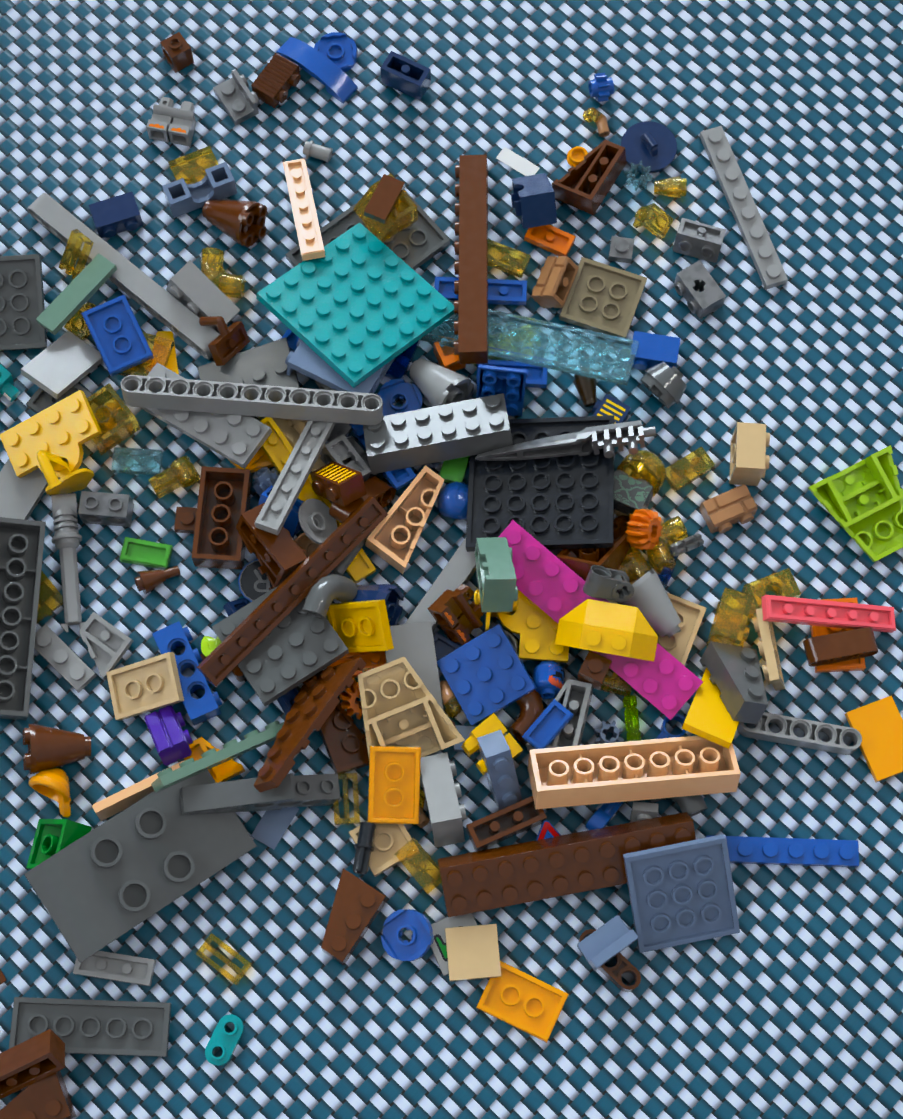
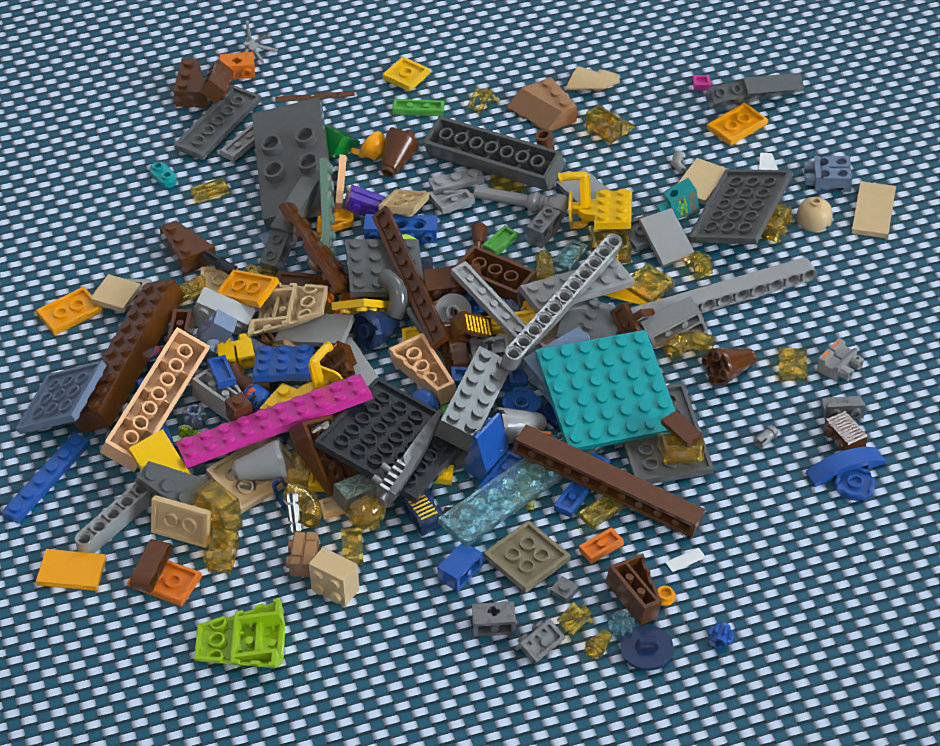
camera: 120 degrees right, 25 degrees down
(73, 251) = (751, 268): clear yellow tile -> none
(76, 294) = (715, 255): sand green tile -> none
(116, 215) = (774, 304): dark blue brick -> none
(117, 335) = (670, 268): blue tile -> none
(177, 52) = (903, 383): reddish brown brick -> none
(188, 197) = (767, 352): sand blue arch -> none
(303, 209) = (712, 398): light nougat tile -> none
(393, 931) = (152, 268): blue plate -> none
(405, 75) = (802, 508): dark blue brick -> none
(495, 574) = (333, 351): sand green wedge -> none
(534, 200) = (633, 534): dark blue piece -> none
(554, 282) = (558, 527): medium nougat brick -> none
(599, 119) = (693, 625): arm -> none
(606, 942) = (63, 348): sand blue panel -> none
(608, 584) = (283, 426): dark grey piece -> none
(608, 630) = (250, 413): yellow wedge -> none
(615, 973) = (55, 356): reddish brown beam -> none
(644, 529) = (317, 478): orange gear -> none
(664, 383) = (425, 550): dark grey cone -> none
(743, 208) = (552, 688): light grey plate -> none
(827, 613) = (177, 564): coral tile -> none

